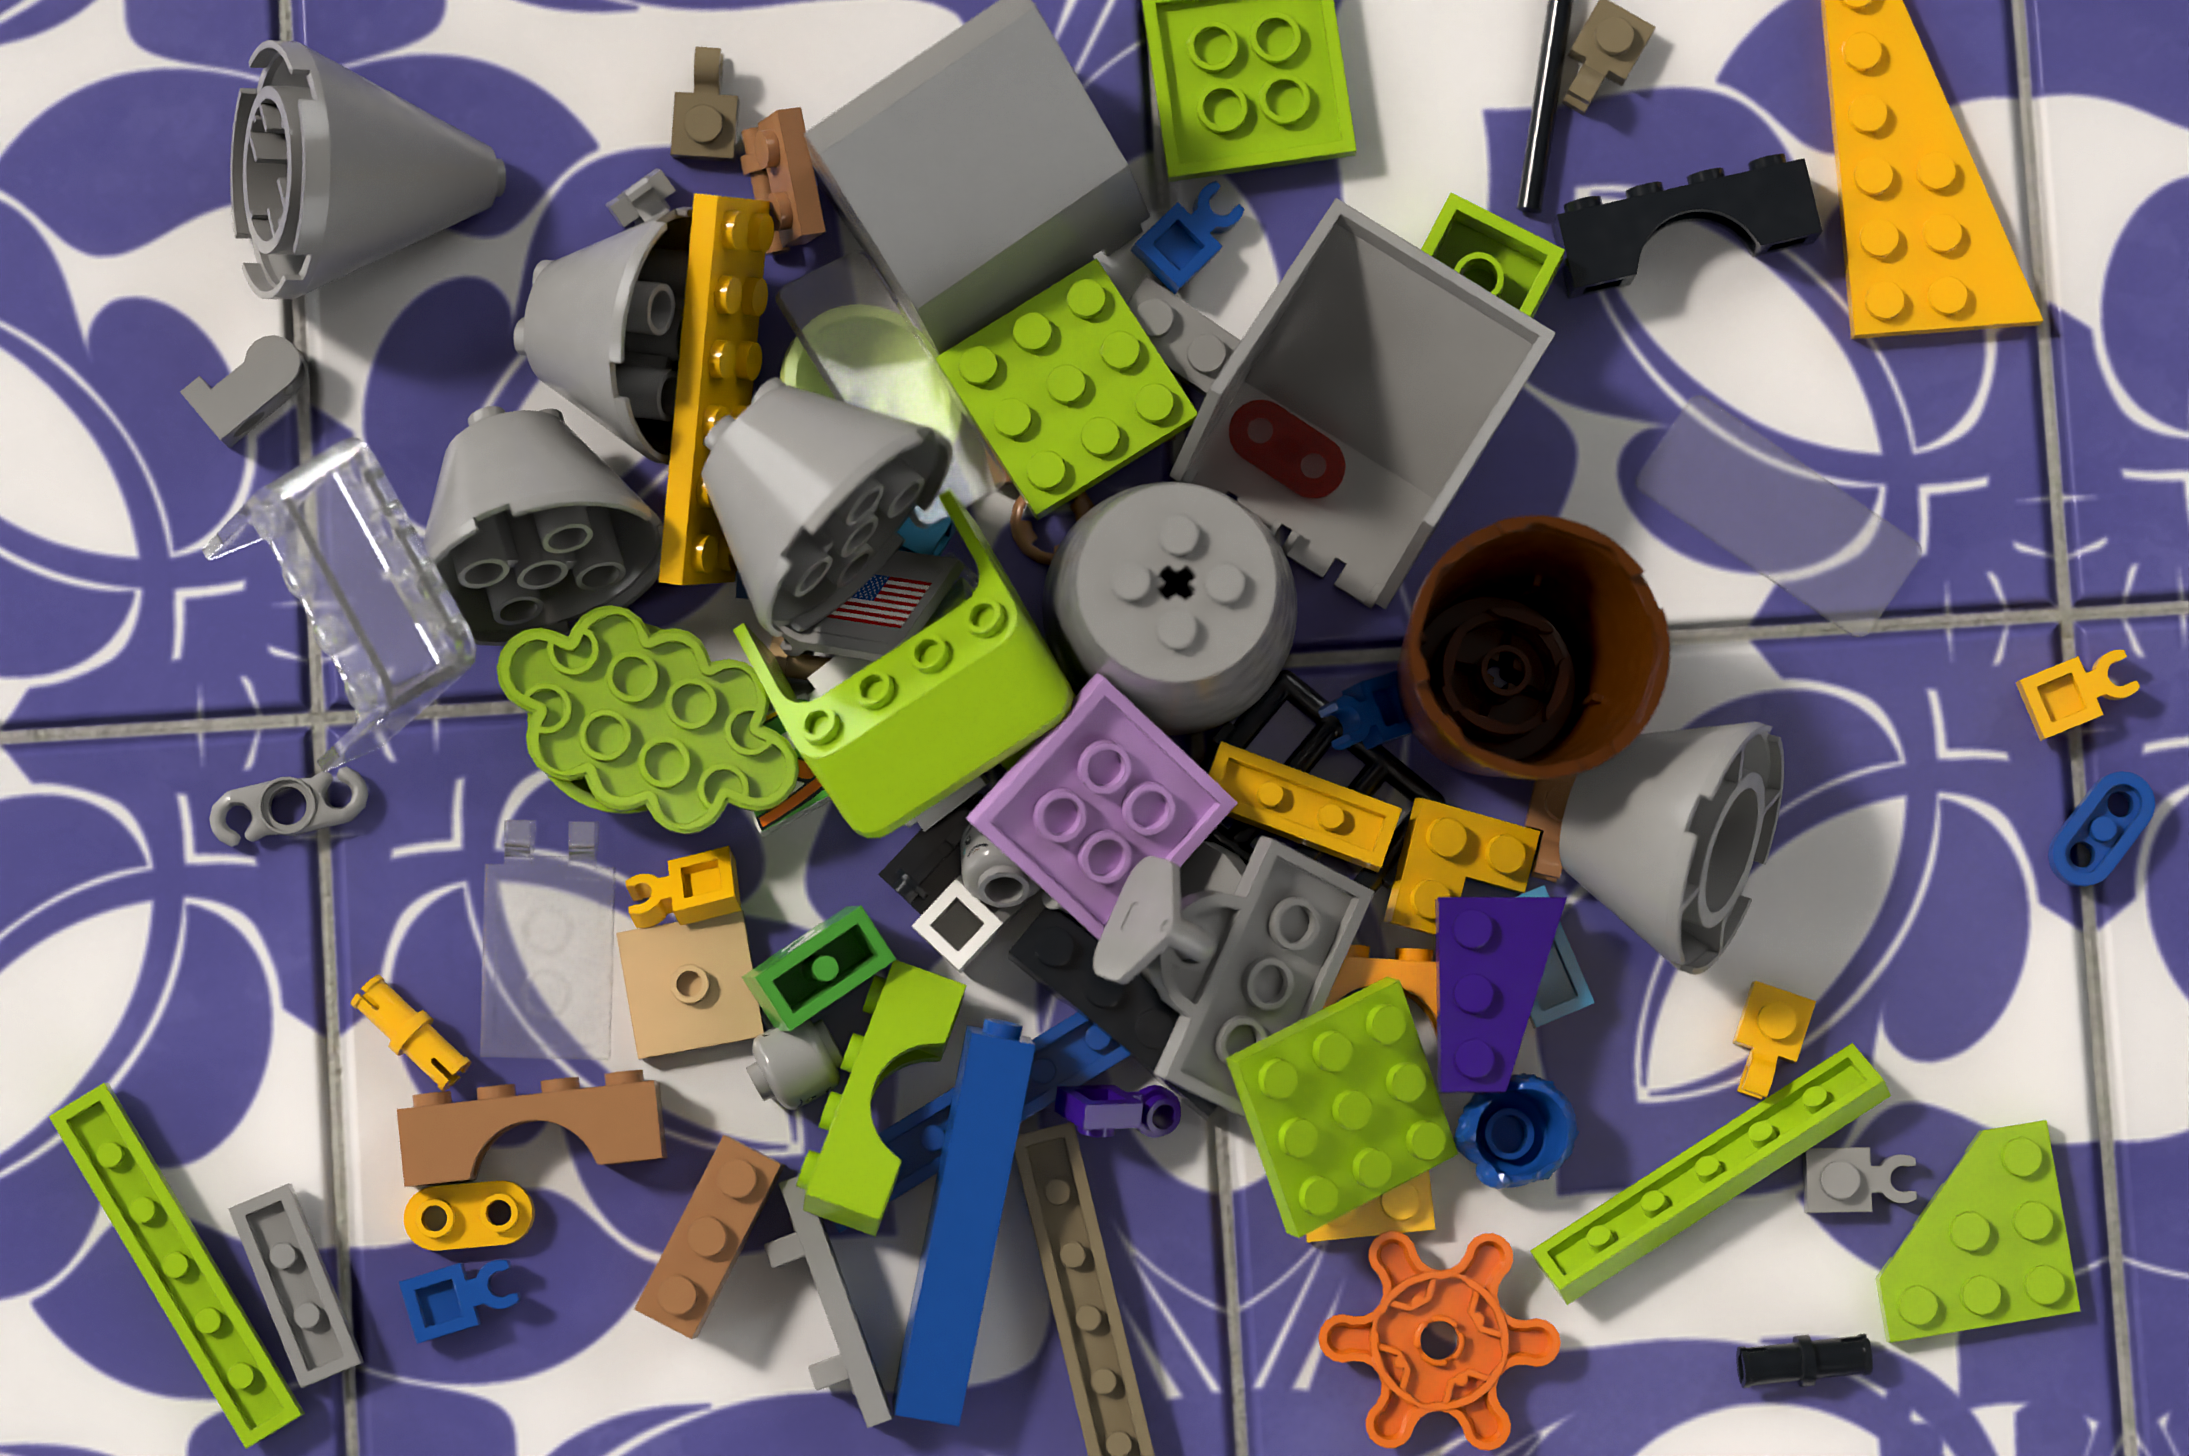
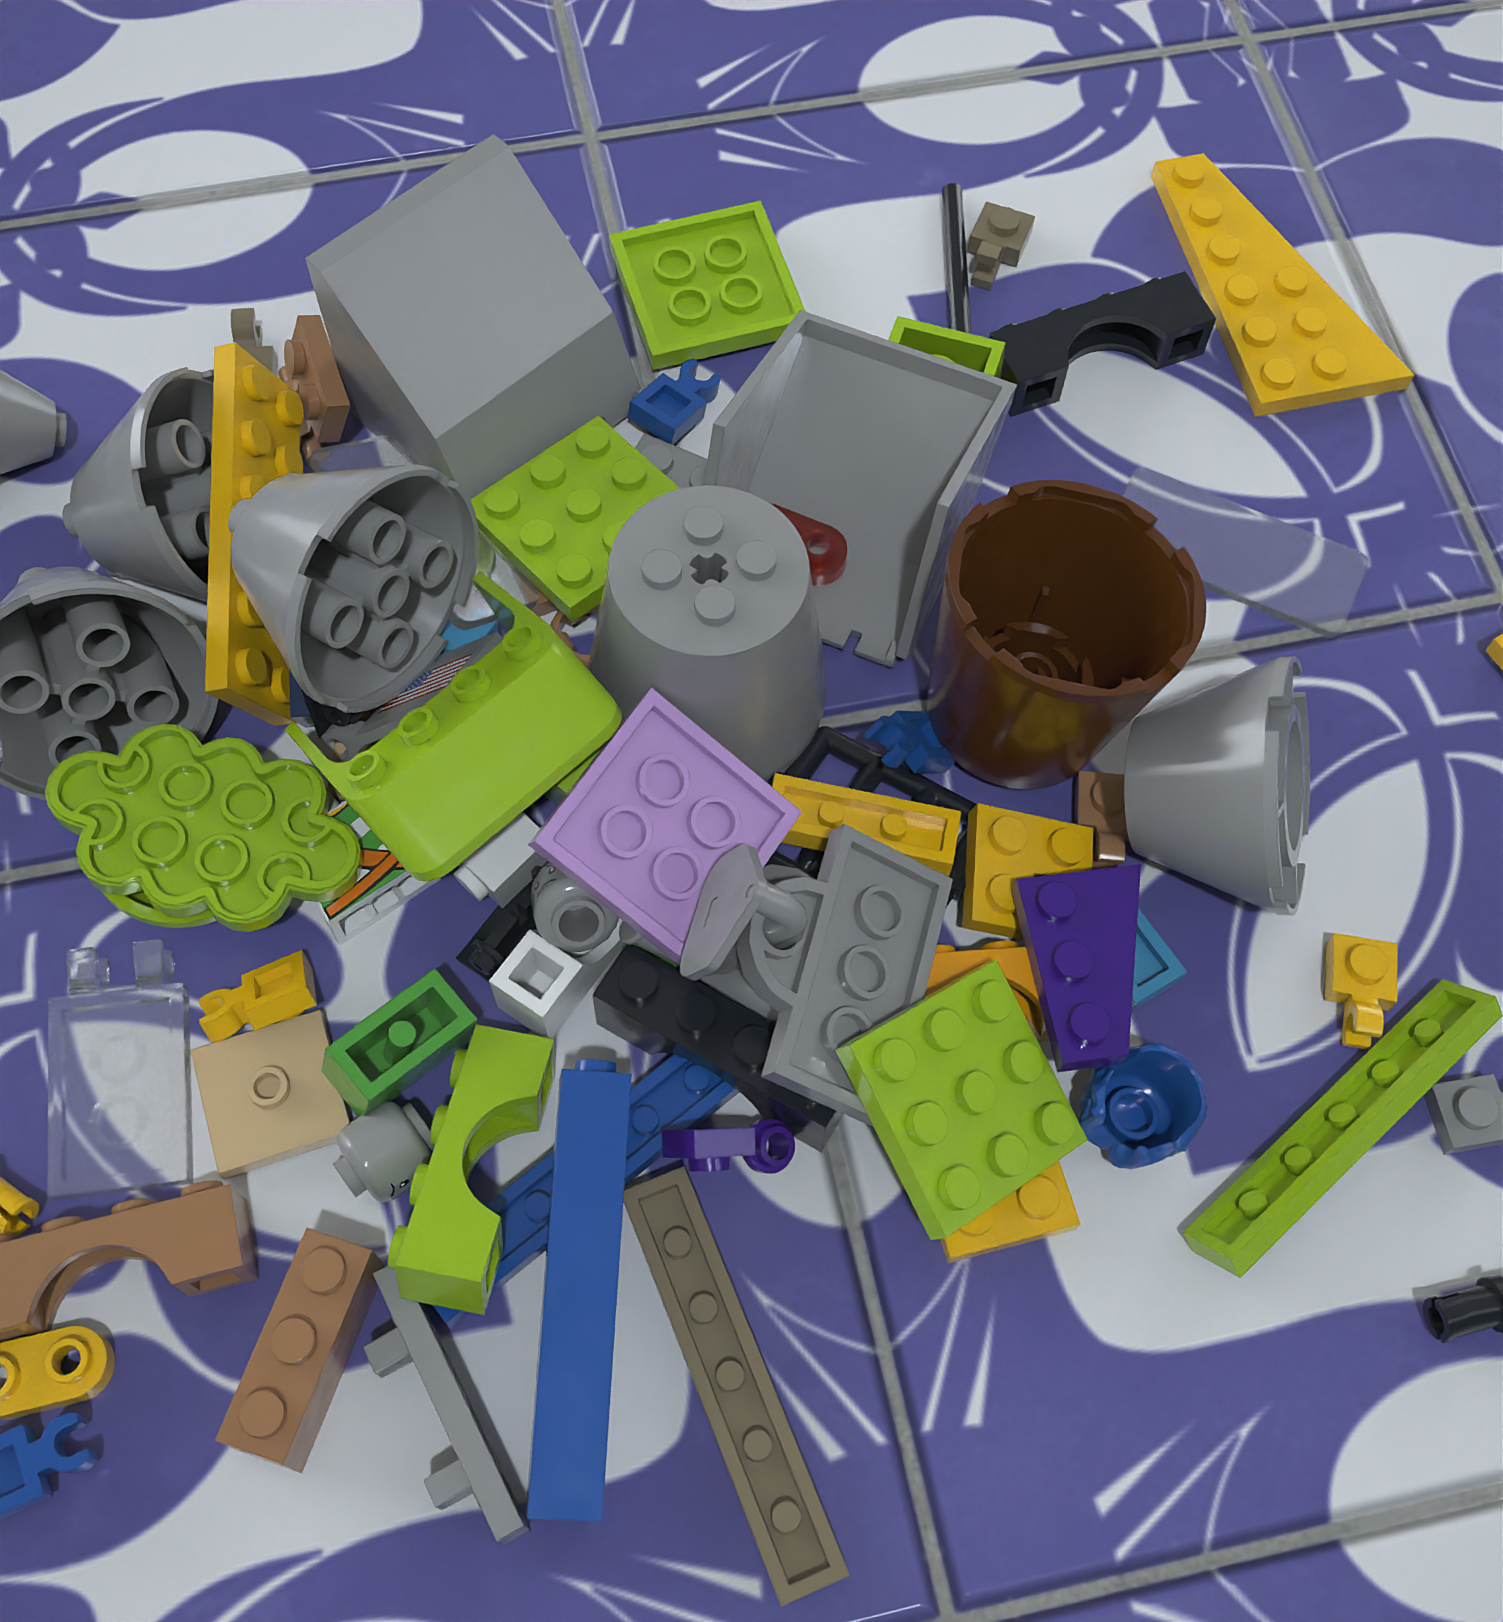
camera: 10 degrees left, 20 degrees down
(1485, 1335) = (1160, 1332): orange plate -> none

